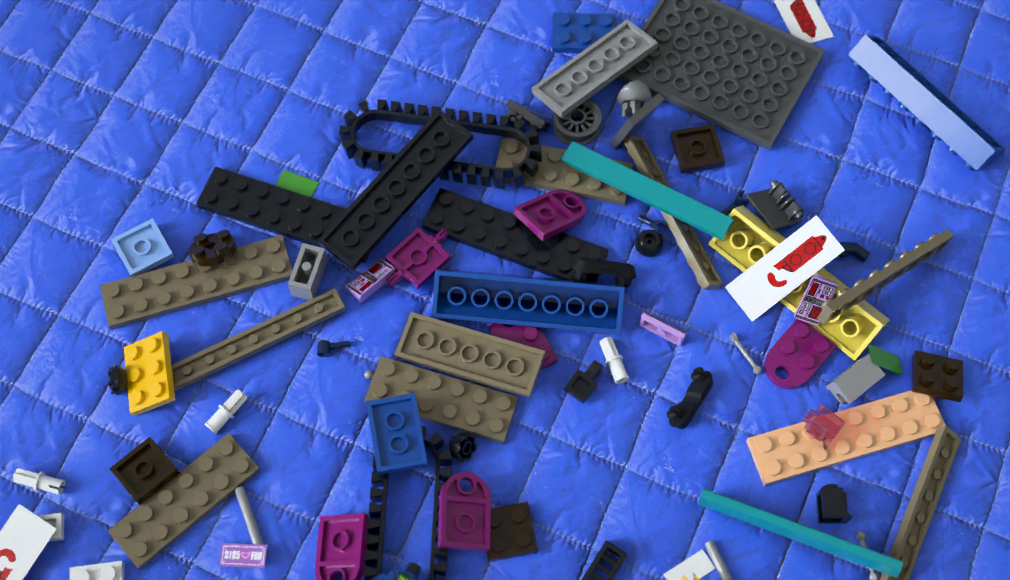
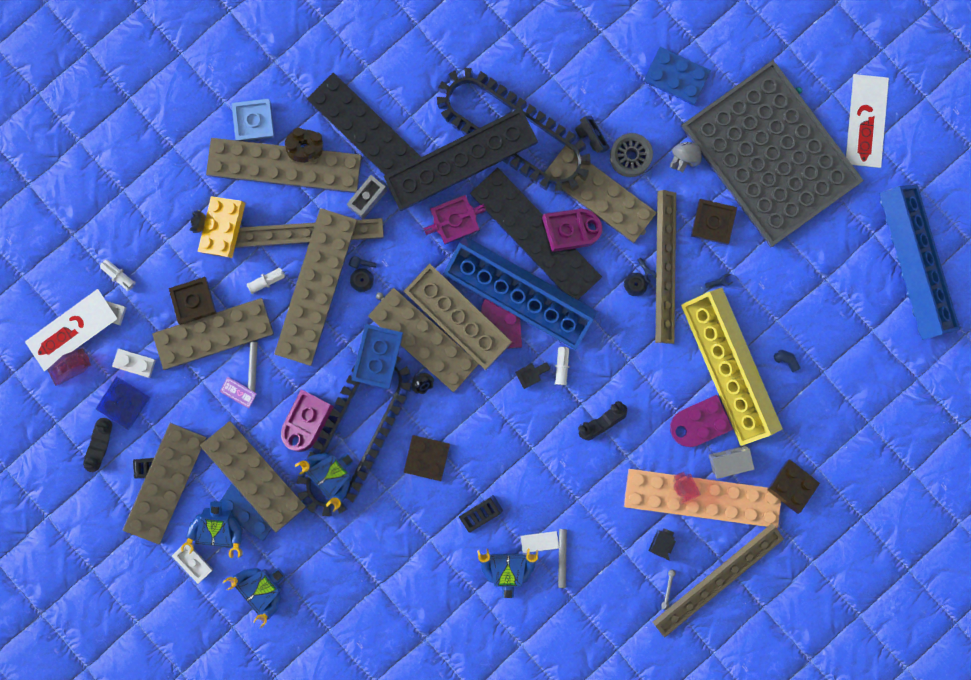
camera: 25 degrees right, 20 degrees up
(289, 395) = (315, 287): none -> dark tan plate
(297, 183) = (389, 113): bright green sticker -> none
(343, 371) = (357, 284): none -> black plate
(371, 280) = (412, 221): slope -> none
(465, 515) = (400, 437): magenta plate -> none
(584, 266) = (599, 299): black piece -> none
(594, 68) = (666, 118): light grey plate -> none
(637, 120) = (673, 183): dark grey tile -> none
(648, 190) = (652, 244): teal tile -> none
(663, 328) = (612, 357): lavender slope -> none
(756, 368) = (664, 420): light grey hinge -> none
(777, 206) = (746, 300): dark grey hinge -> none
(784, 268) = (723, 356): white sticker -> none
(801, 533) = (627, 554): teal tile -> none
(816, 294) = (733, 391): slope -> none
(878, 279) = (789, 398): dark tan plate -> none
(885, 359) = (761, 457): bright green sticker -> none

